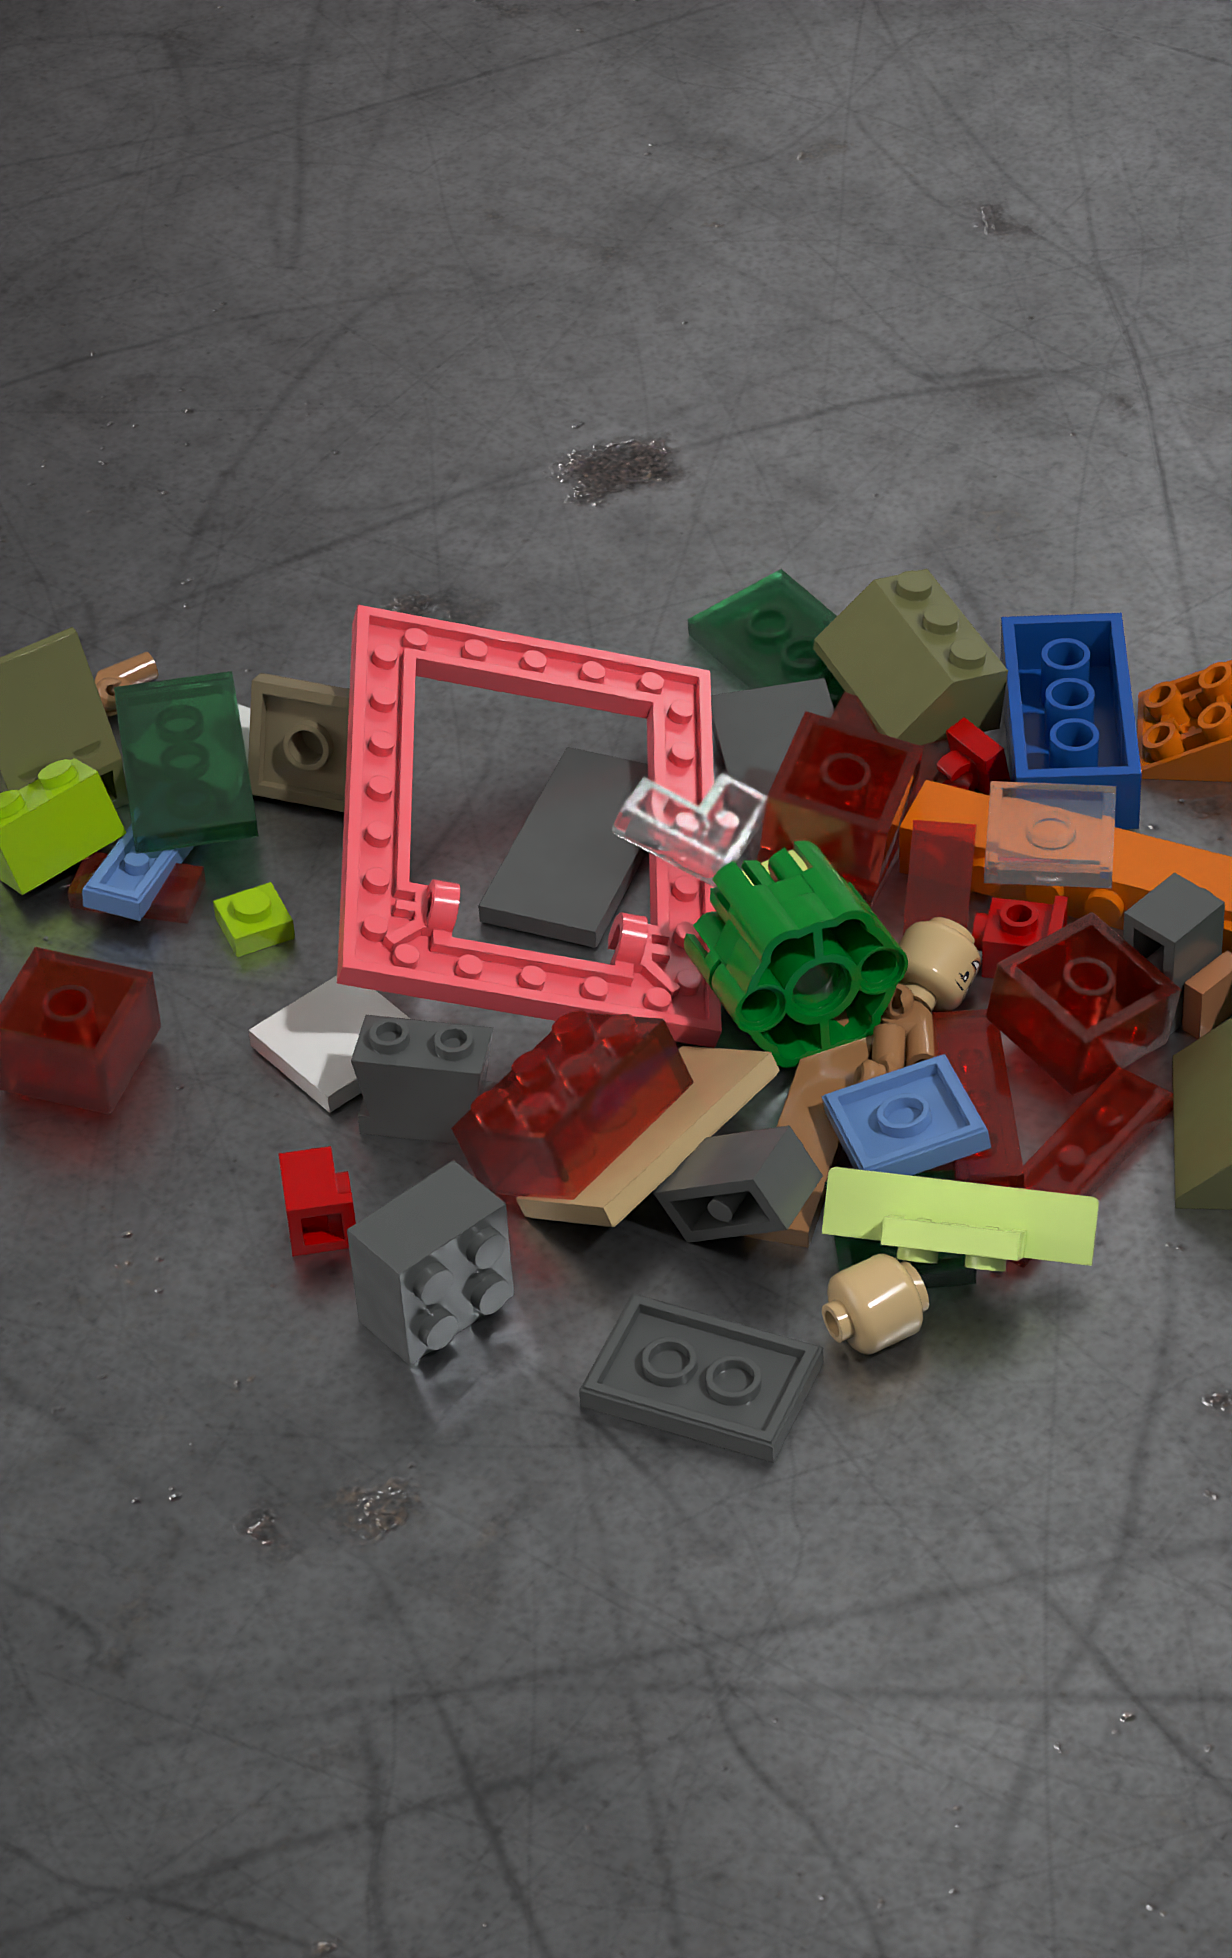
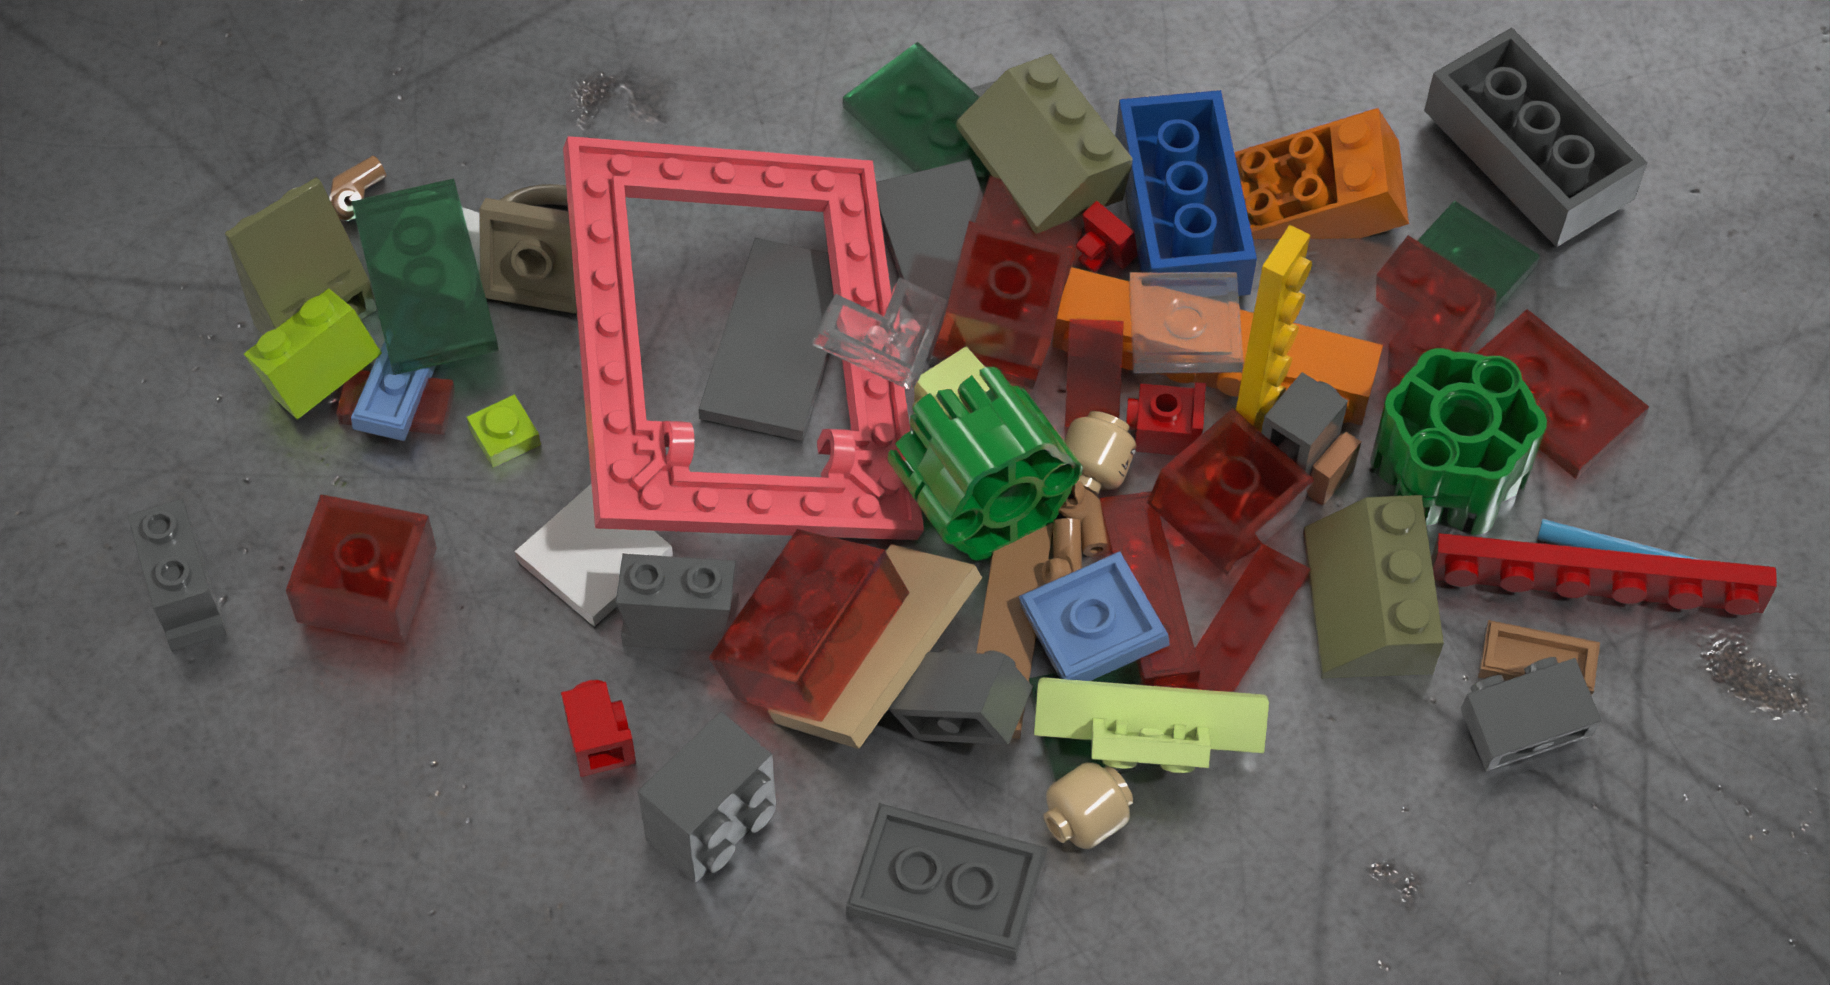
camera: 10 degrees left, 15 degrees up
(1130, 790) = (1273, 327): none -> yellow plate

